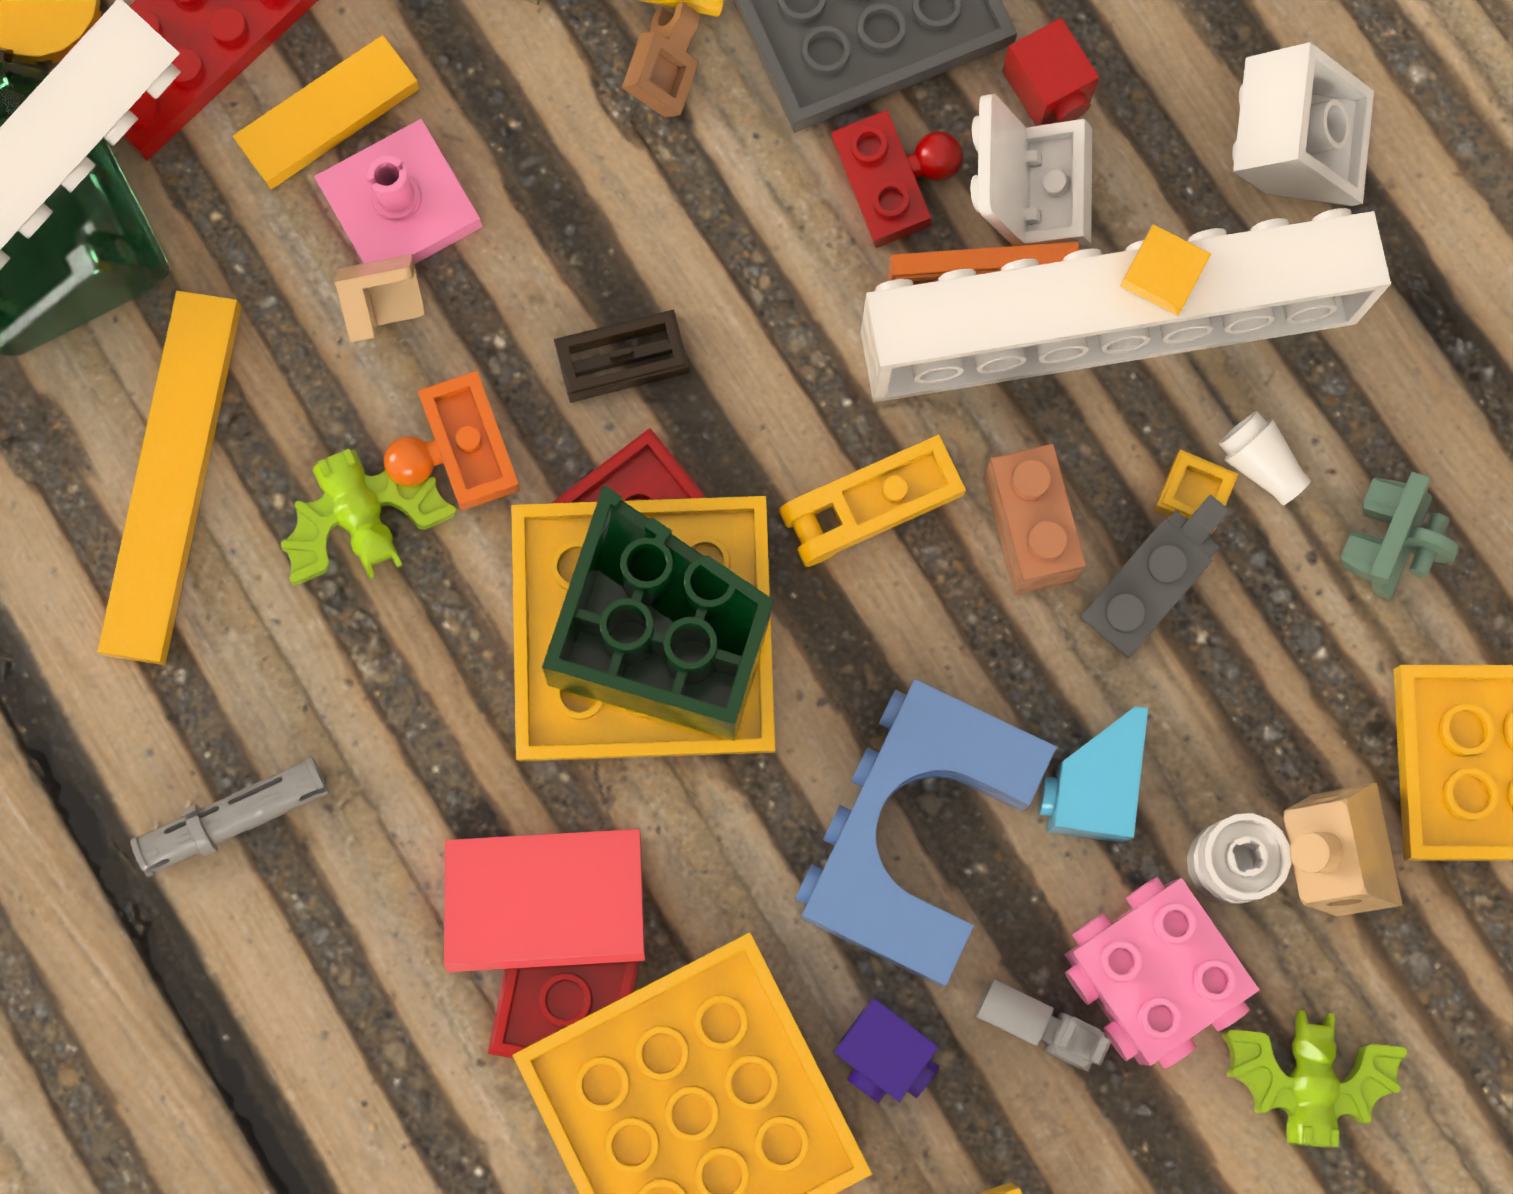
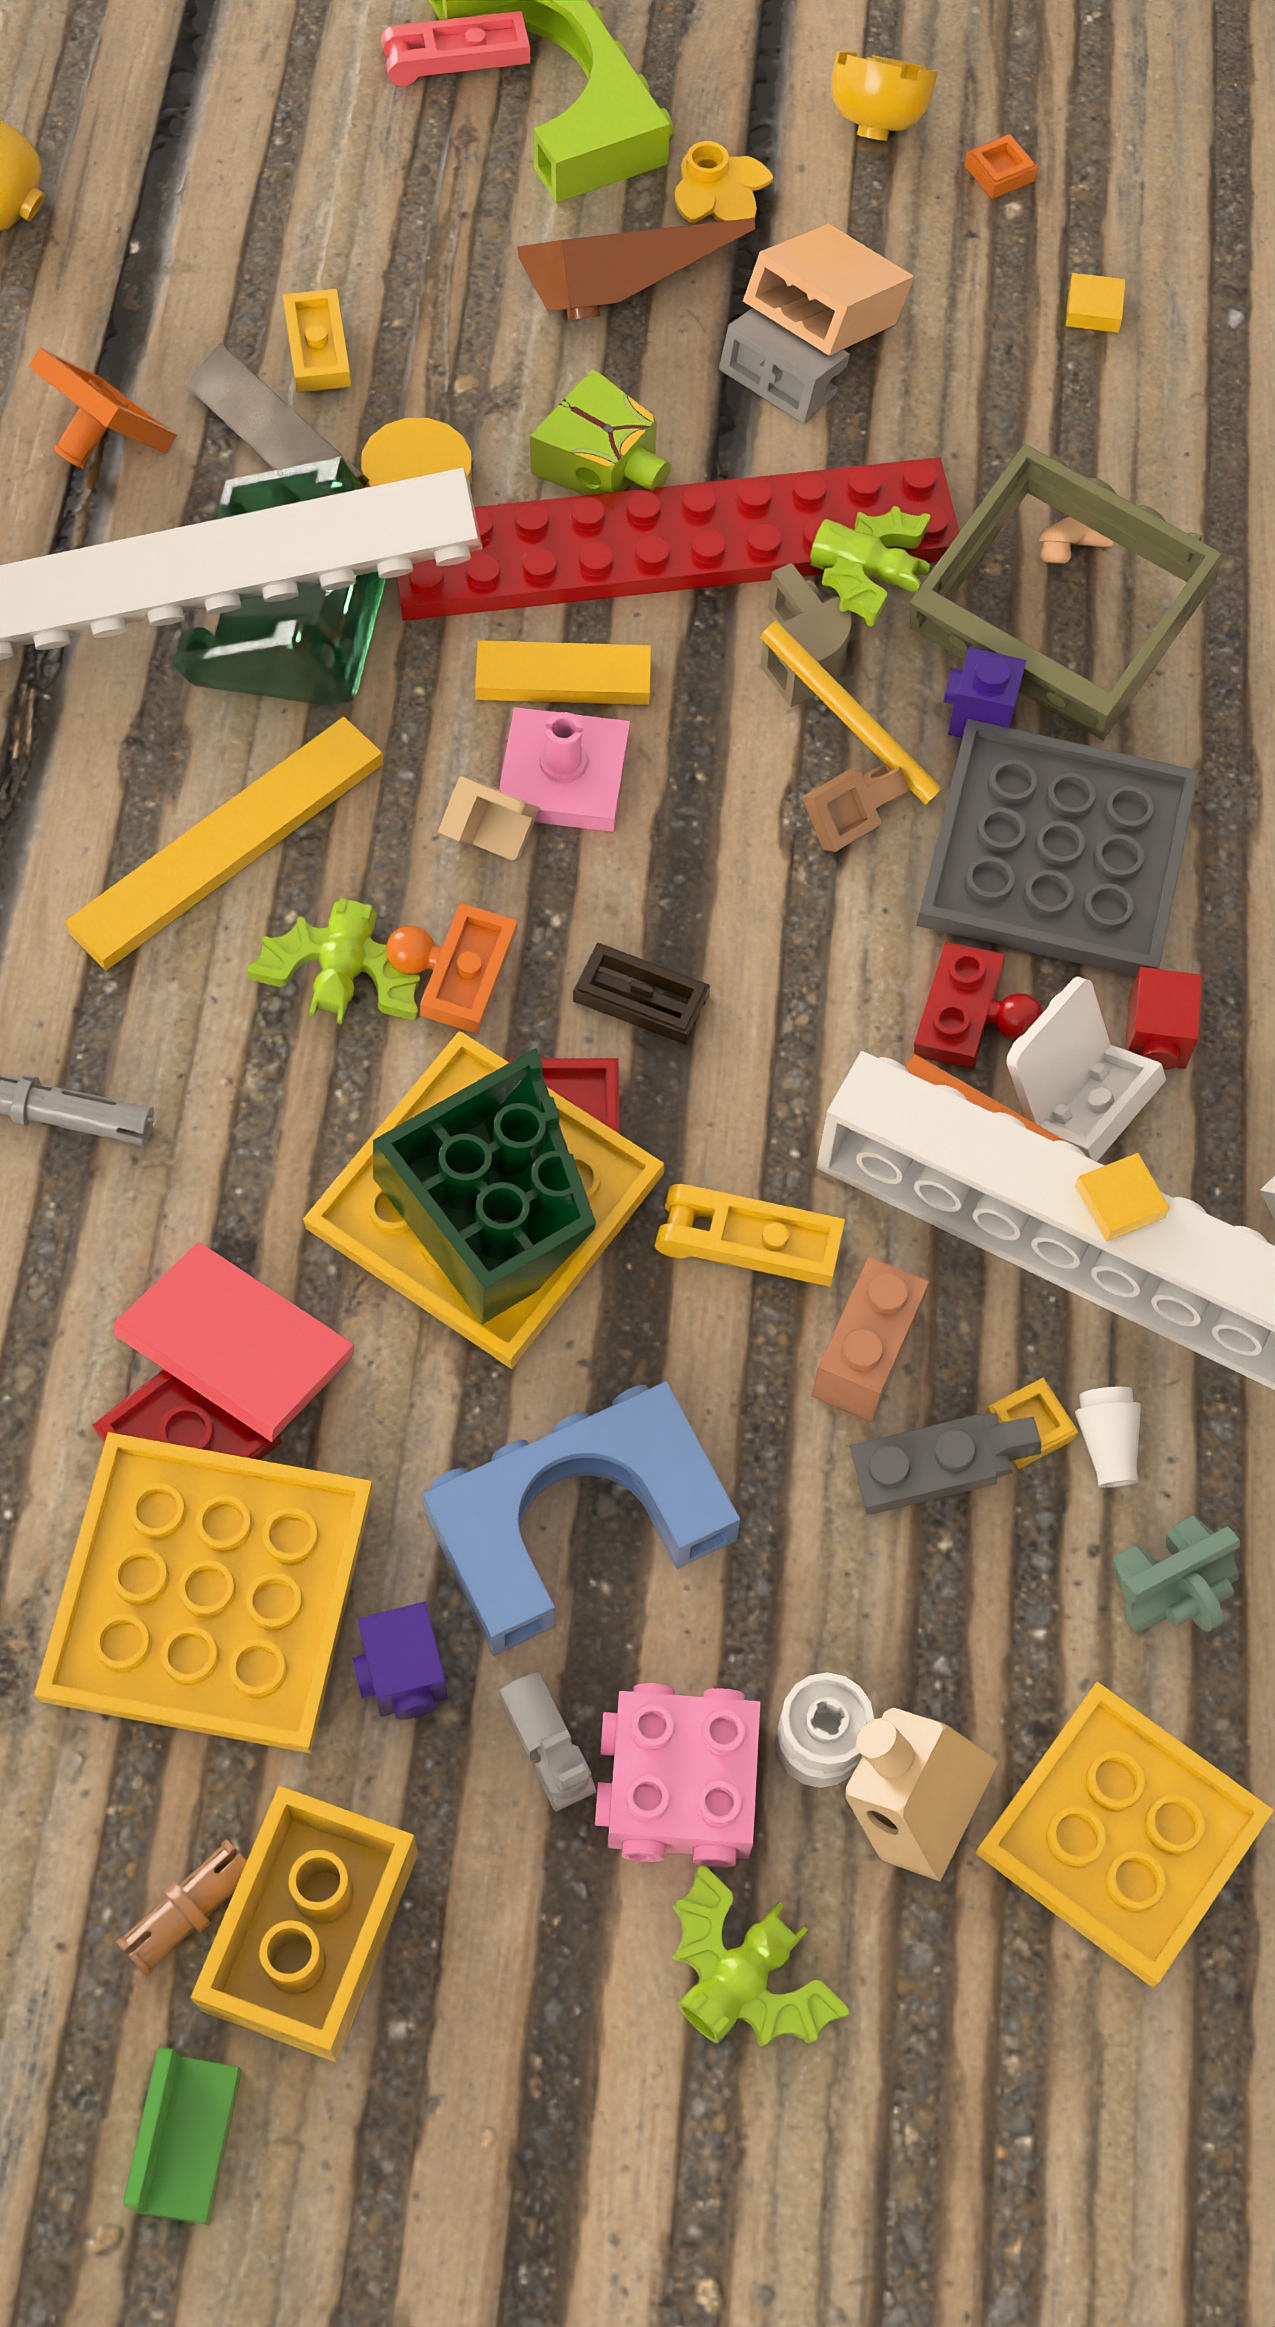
camera: 35 degrees right, 15 degrees down
(1098, 784) = (756, 1582): medium azure slope -> none

